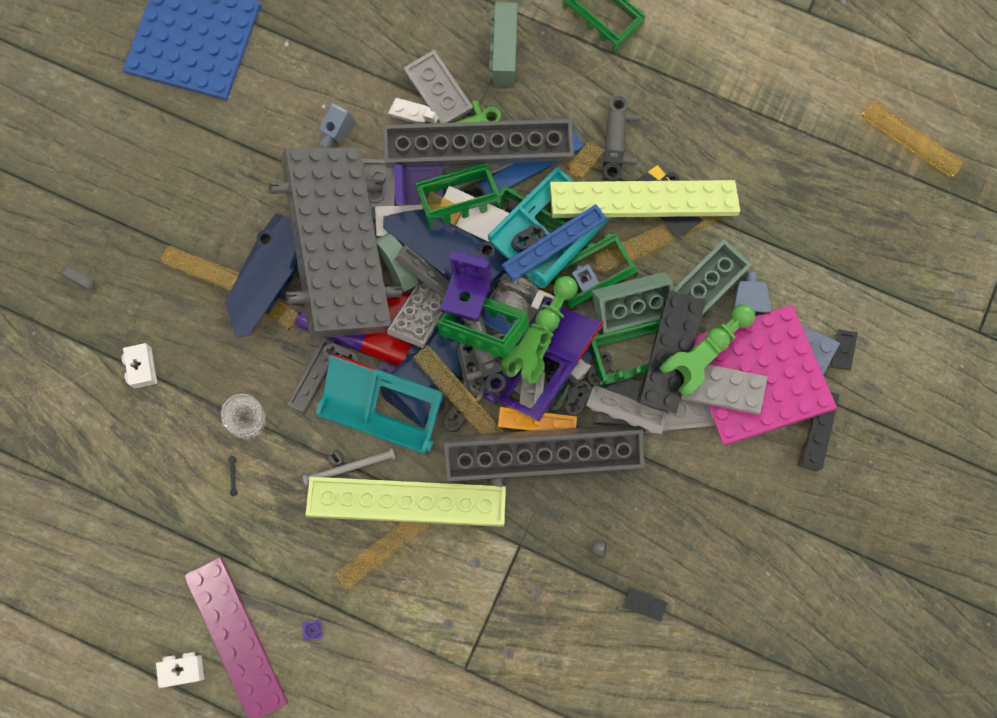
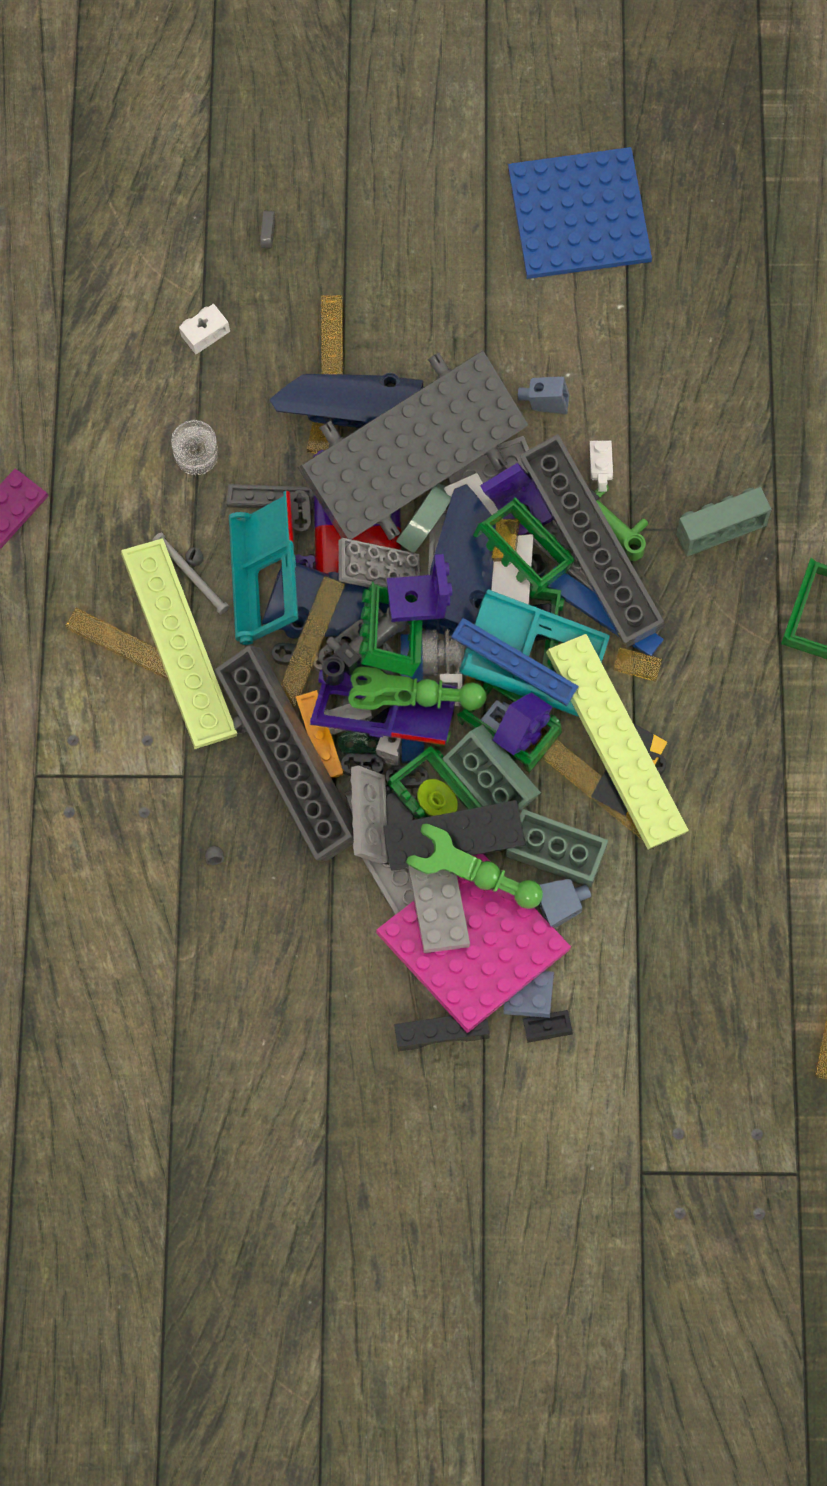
camera: 70 degrees right, 5 degrees down
(232, 459) = (149, 460): black hinge -> none
(316, 625) = (13, 605): dark purple plate -> none
(423, 270) = (425, 544): dark grey tile -> none
(438, 88) = (642, 478): light grey plate -> none
(525, 235) = (510, 630): black beam -> none
(607, 259) = (522, 723): none -> dark purple brick
(615, 136) = (654, 690): dark grey piece -> none
(630, 353) = (436, 798): none -> lime dish
(645, 604) = (176, 926): black plate -> none

